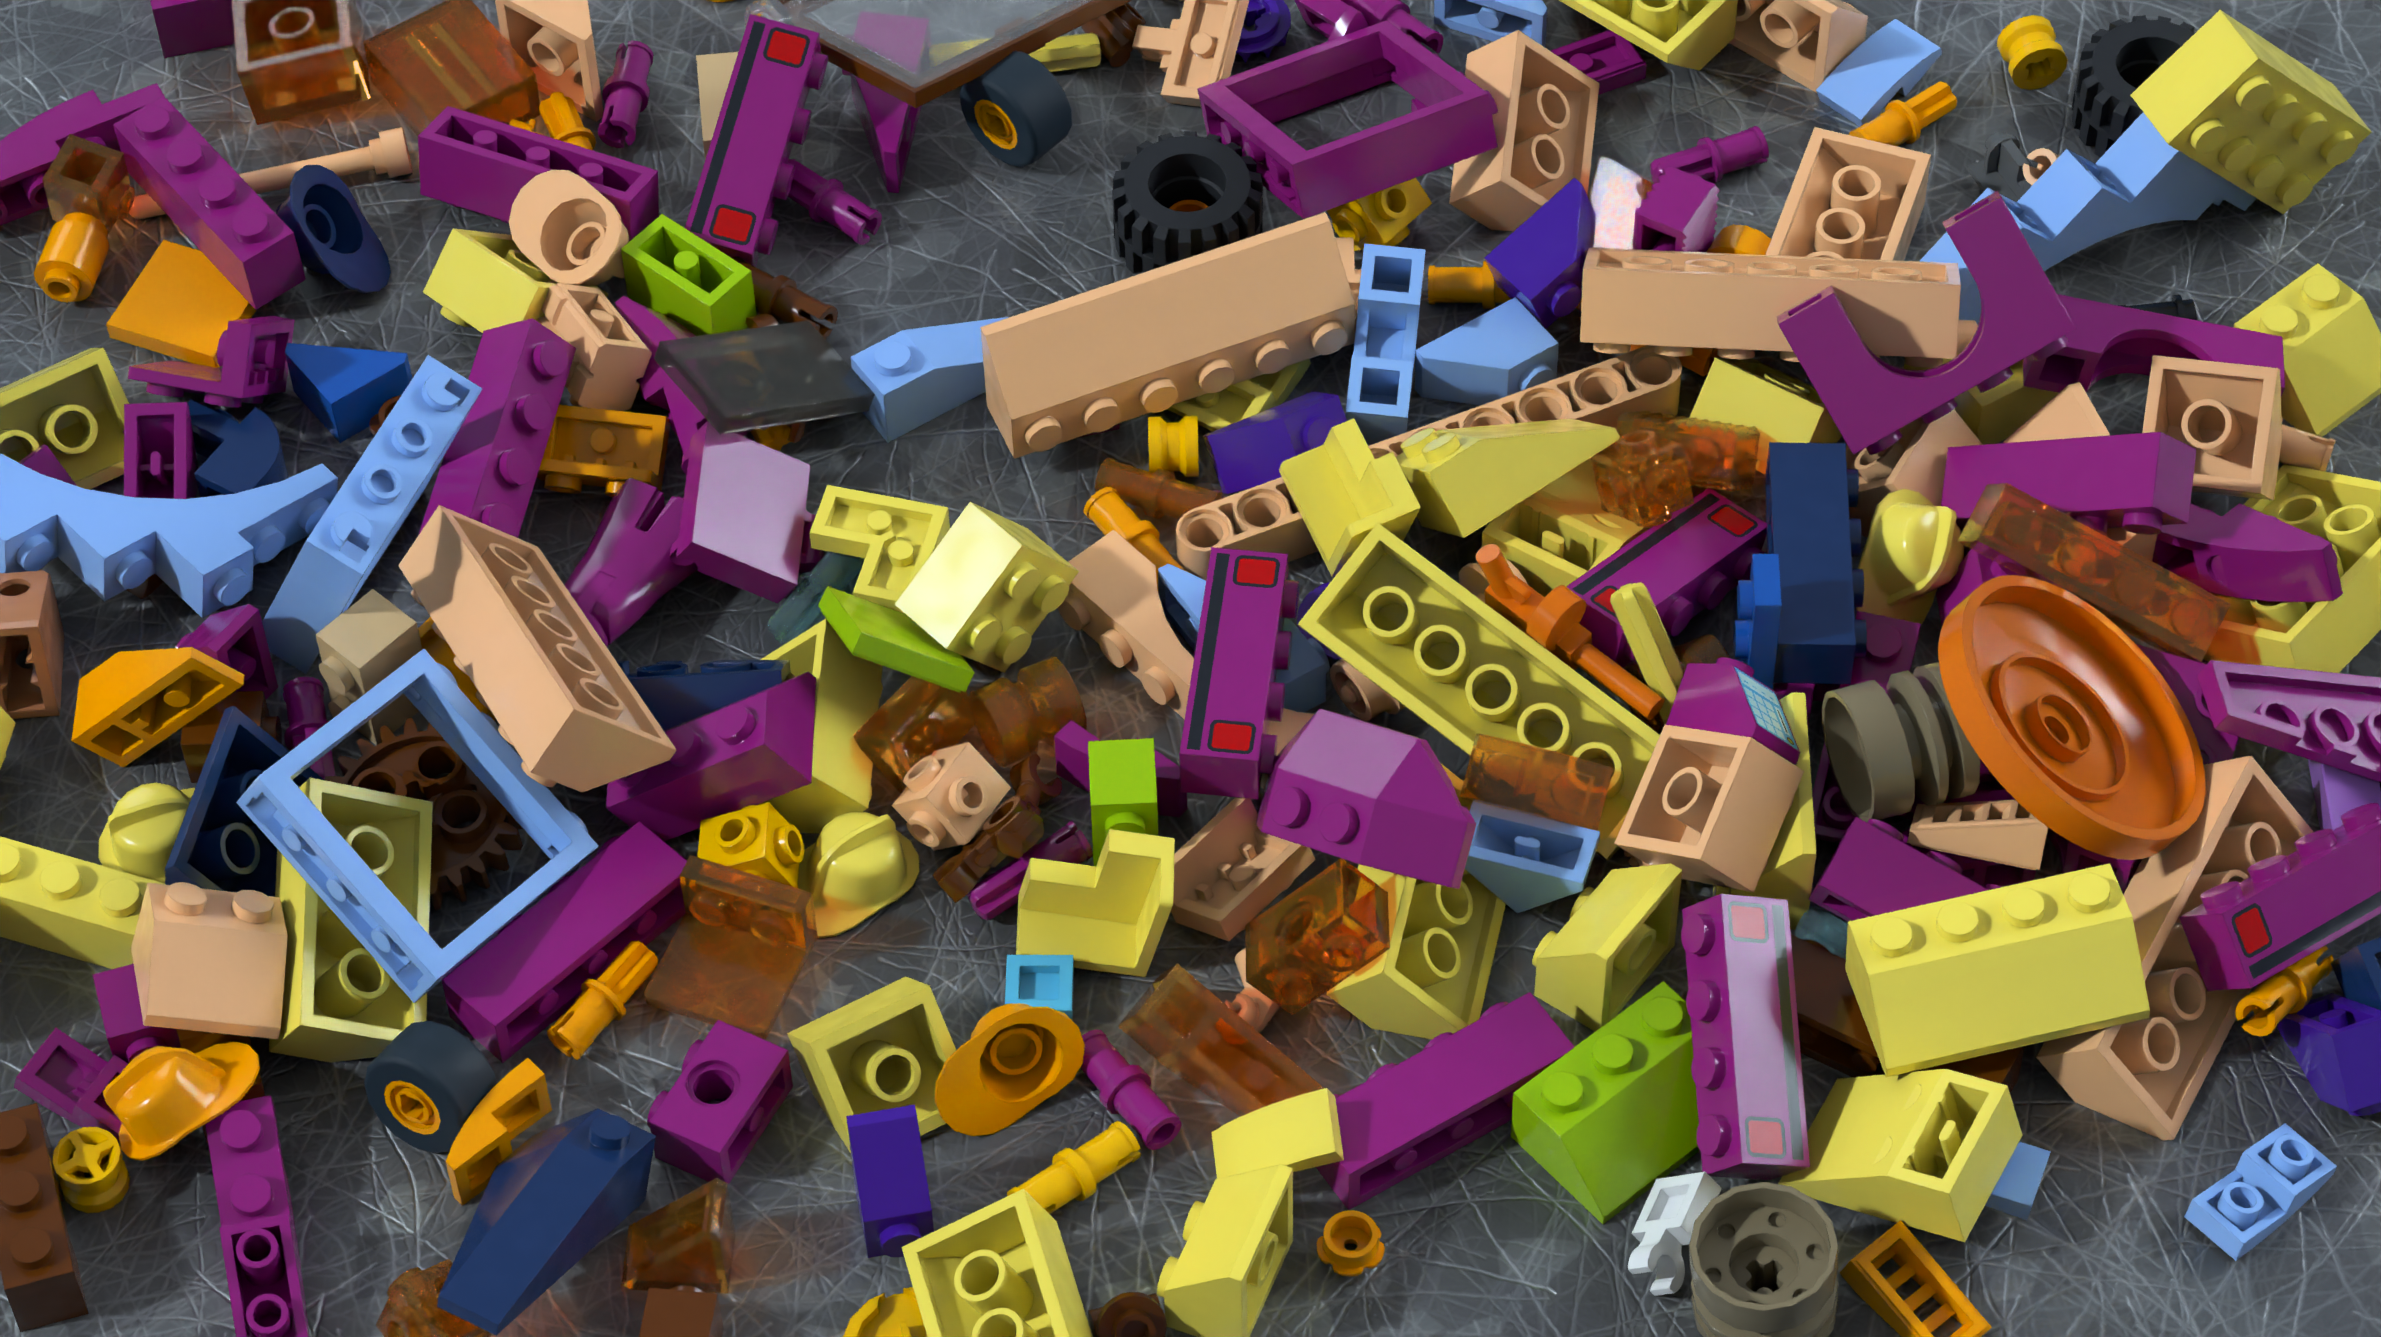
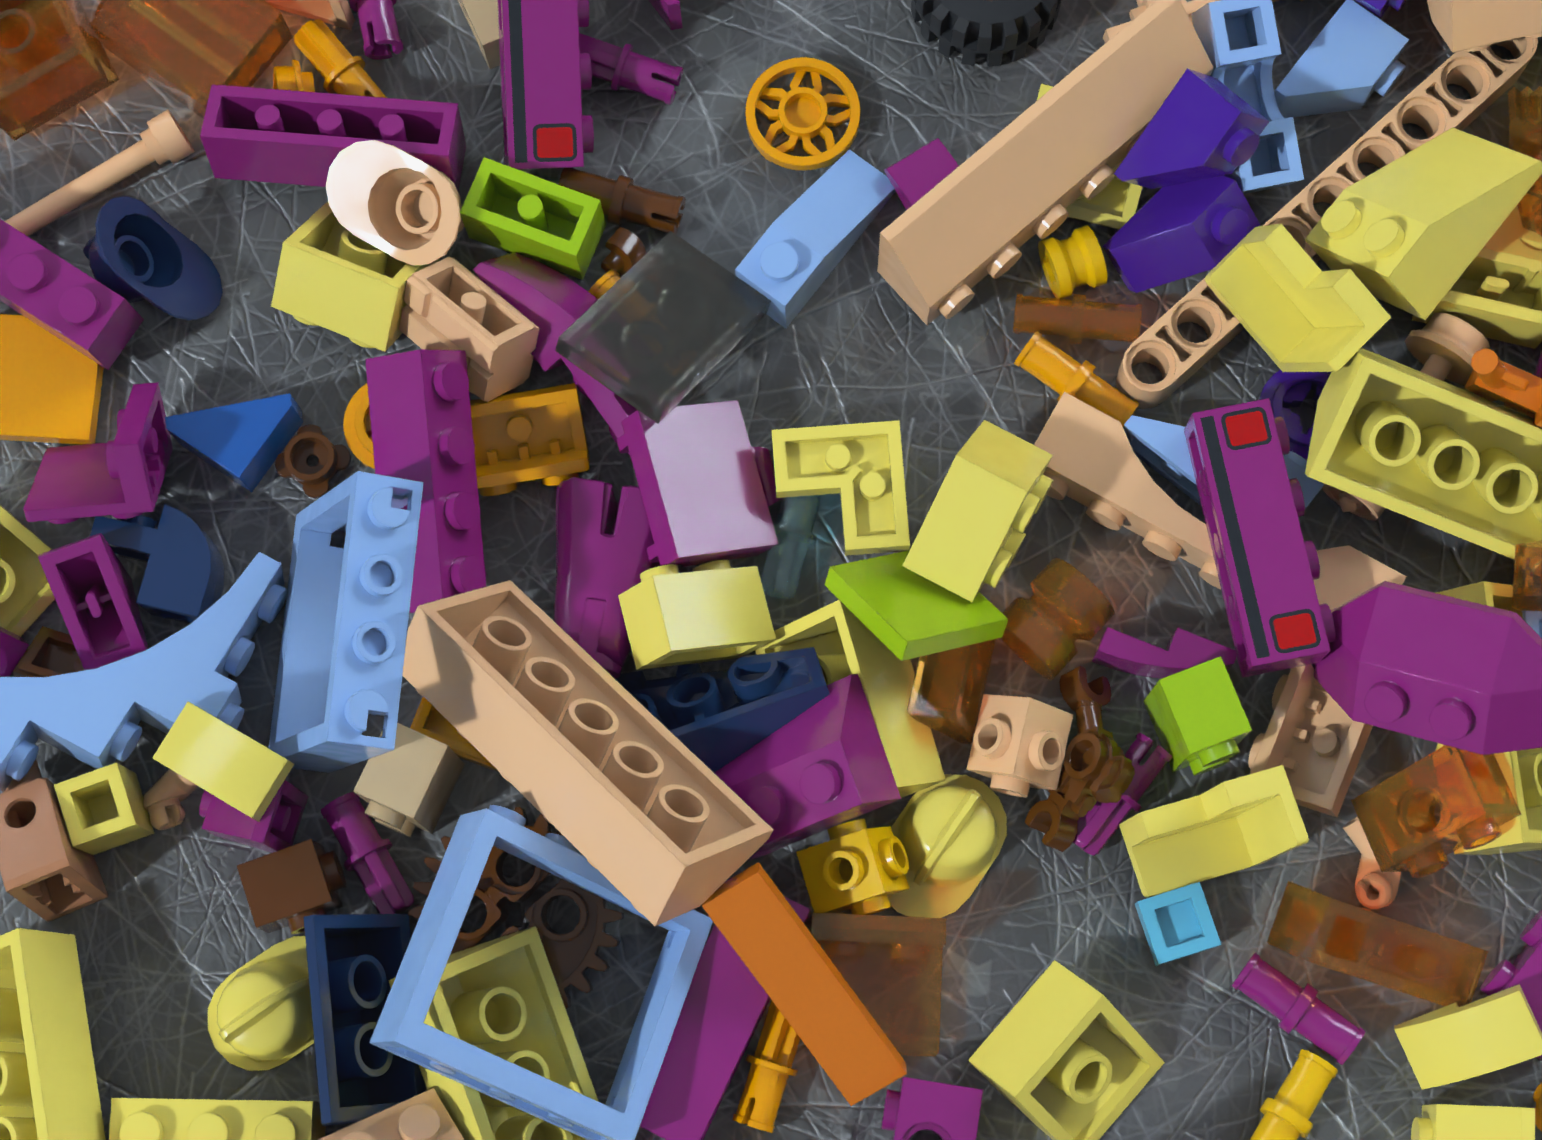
camera: 15 degrees left, 25 degrees up
(87, 622) = (103, 809): none -> light yellow brick
(145, 698) = (196, 887): light orange slope -> none
(168, 631) = (164, 800): none -> light nougat arm
(213, 584) = (223, 761): none -> light yellow slope
(657, 913) = (804, 984): none -> orange tile
(692, 610) = (695, 614): none -> light yellow brick
(976, 278) = (802, 114): none -> light orange wheel
(1008, 1068) = (1184, 1022): light orange piece -> none
(1308, 350) = (1194, 135): none -> dark purple slope

